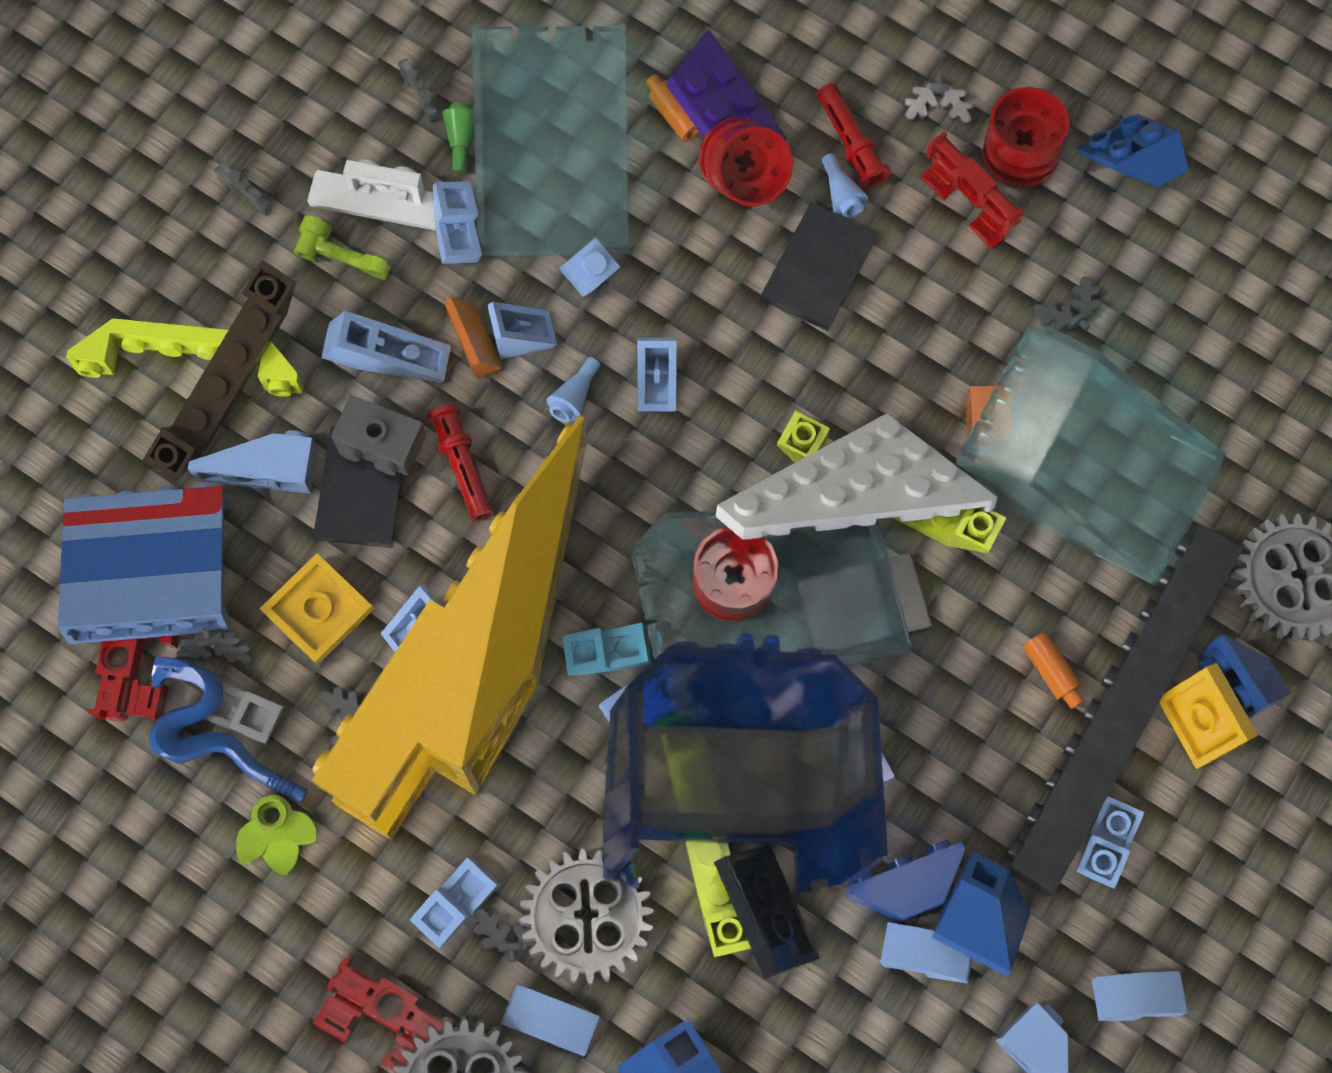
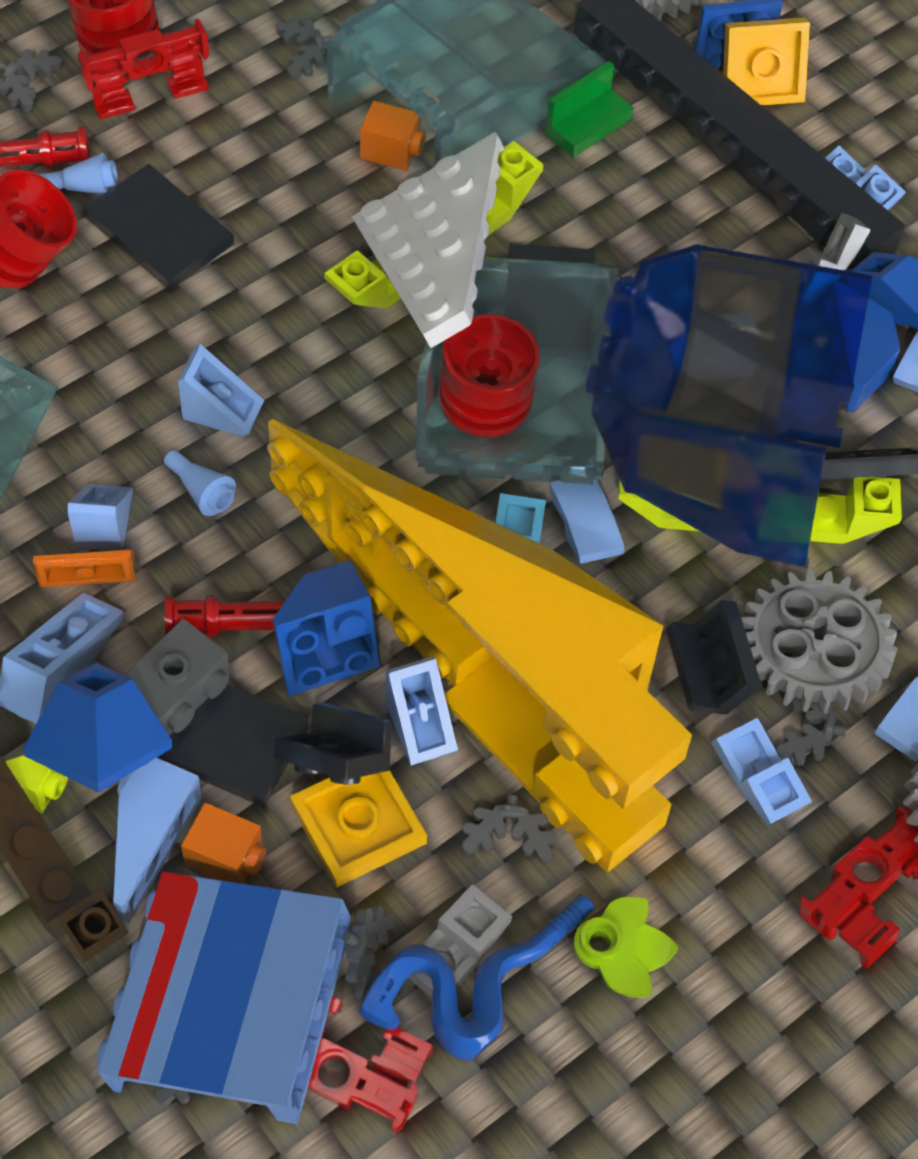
camera: 75 degrees left, 15 degrees down
(264, 521) = (223, 846): none -> orange brick
(304, 398) = (97, 729): none -> blue slope
(357, 571) = (339, 745): none -> black bracket
(453, 525) = (325, 629): none -> blue slope
(535, 834) = (714, 660): none -> black bracket
(589, 267) = (61, 417): light blue brick -> none
(984, 832) = (842, 245): none -> light grey slope
(1054, 669) = (672, 170): orange cylinder -> none
(1090, 575) = (586, 111): none -> green panel

